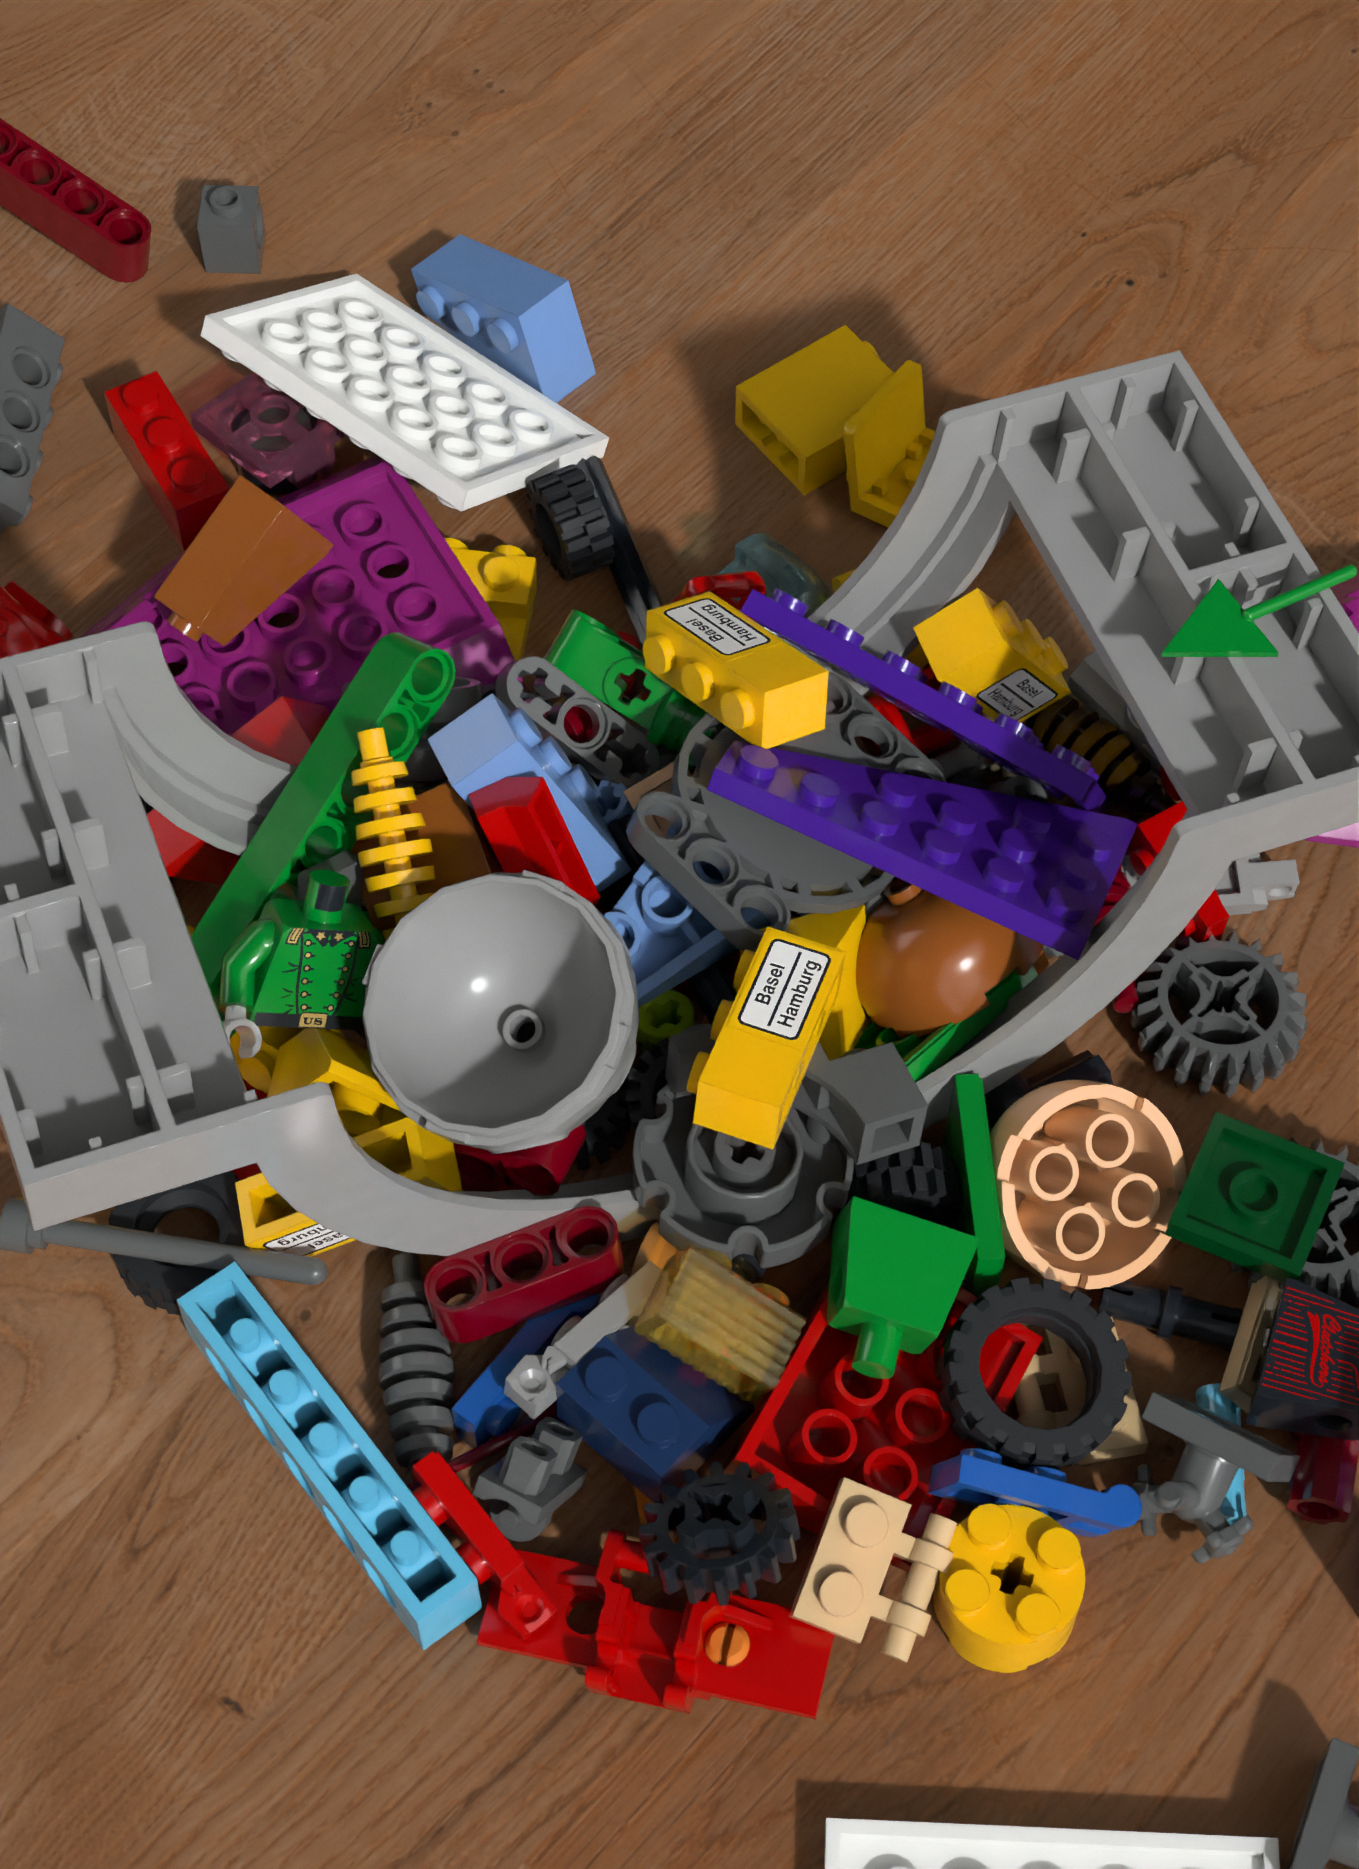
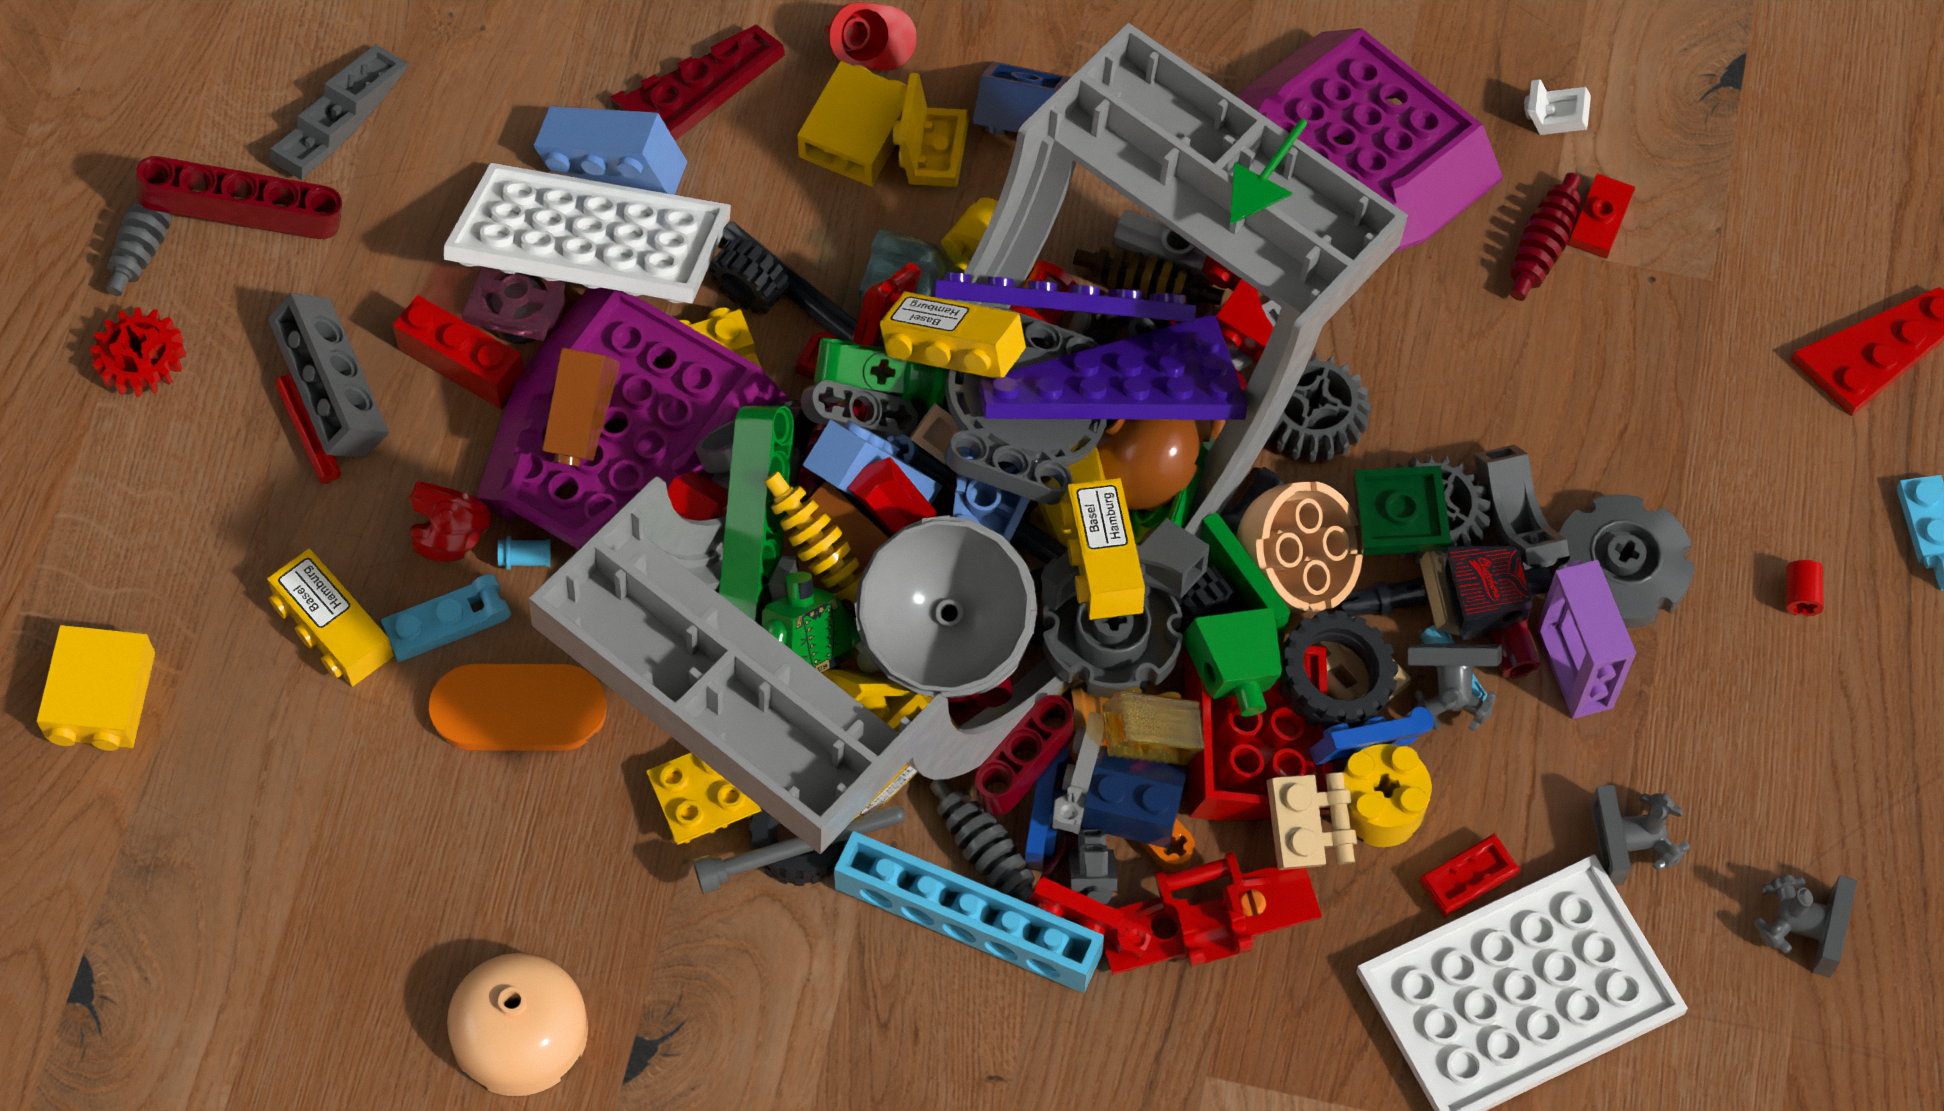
camera: 30 degrees left, 5 degrees up
(231, 229) = (387, 168): dark grey brick -> none
(239, 146) = (338, 114): none -> dark grey slope
(670, 291) = (704, 82): none -> dark red wing
(719, 1533) = (1222, 842): black gear -> none
(905, 315) = (872, 36): none -> red piece
(994, 656) = (1079, 251): yellow brick -> none
(1072, 1771) = (1469, 875): none -> red plate

